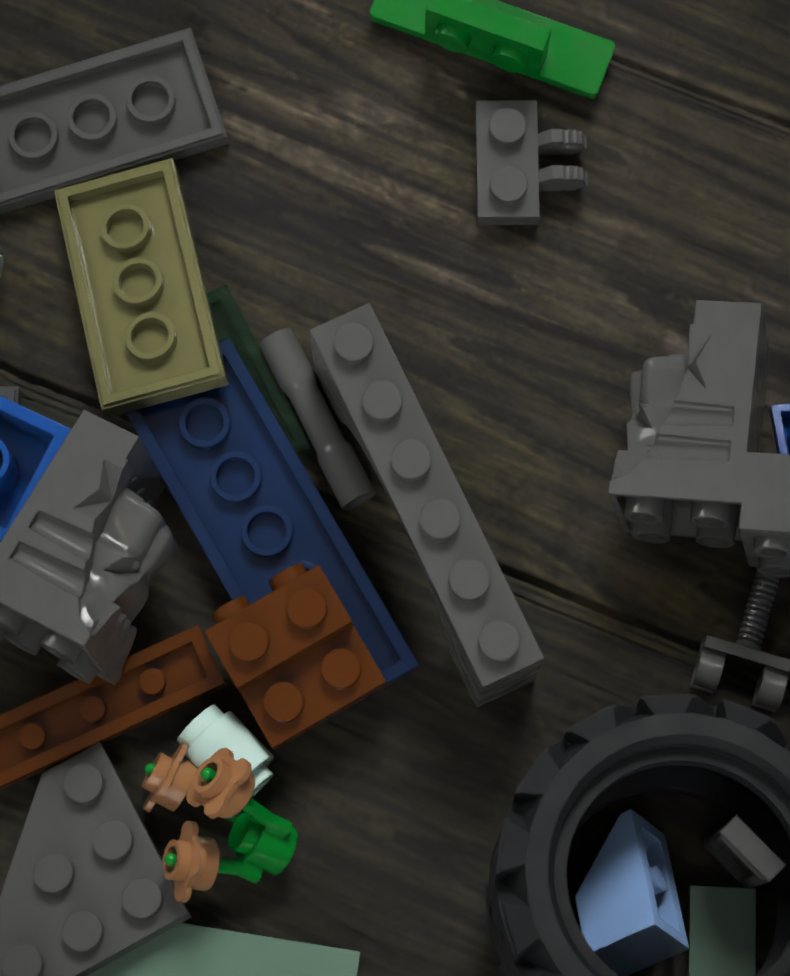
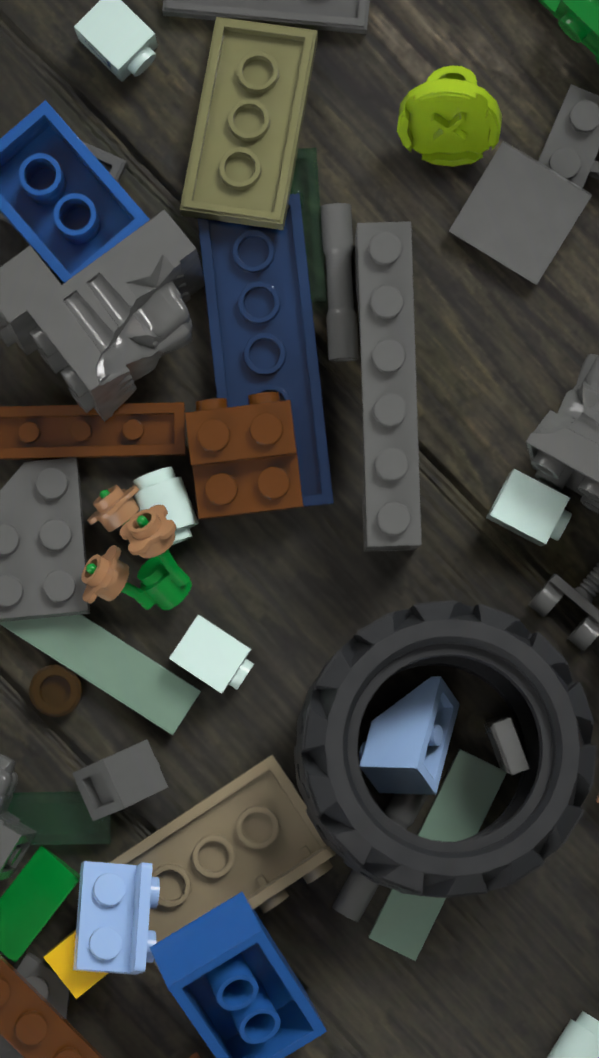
camera: 25 degrees right, 10 degrees up
(356, 902) = (213, 655): none -> light aqua brick
(361, 189) = (449, 118): none -> lime tile
(483, 257) = (520, 212): none -> dark grey tile
(643, 575) = (530, 509): none -> light aqua brick

